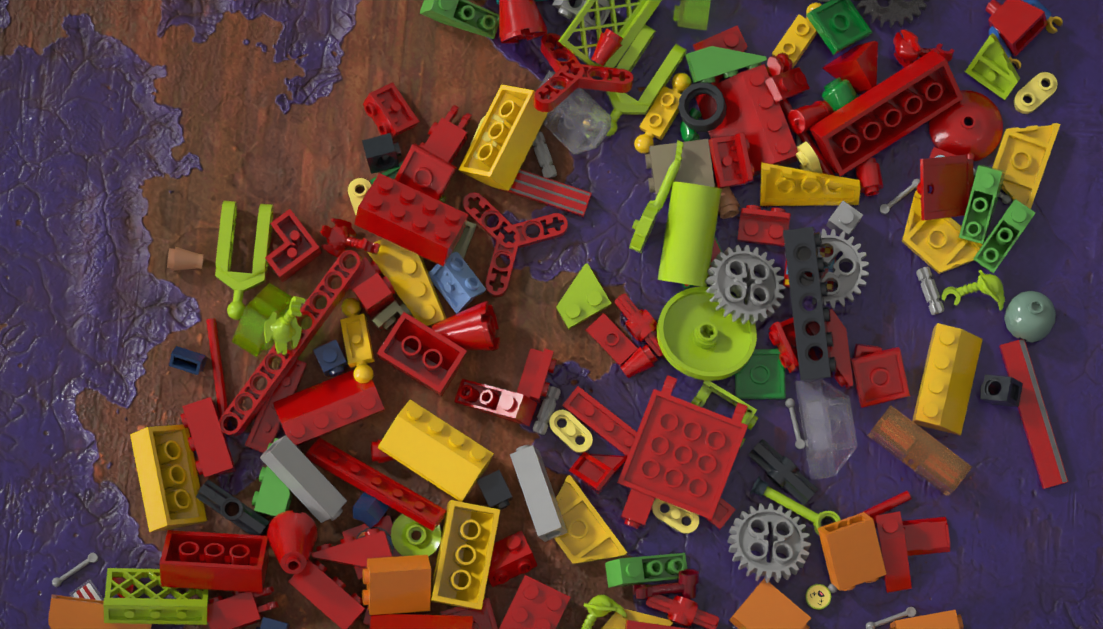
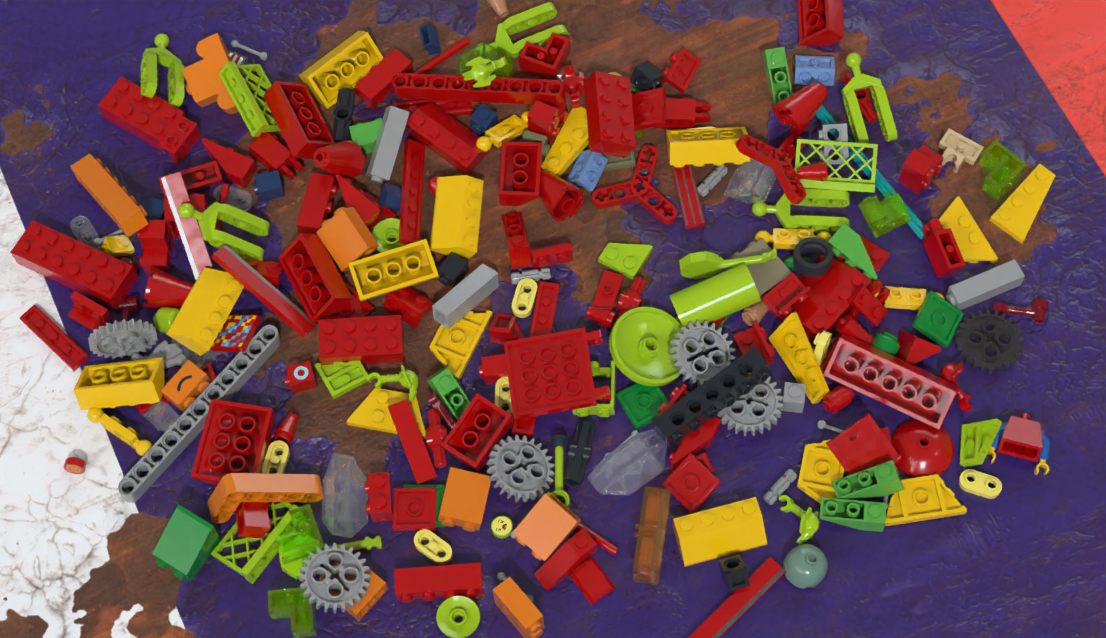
camera: 60 degrees right, 15 degrees down
(708, 566) = (477, 432): none -> red slope

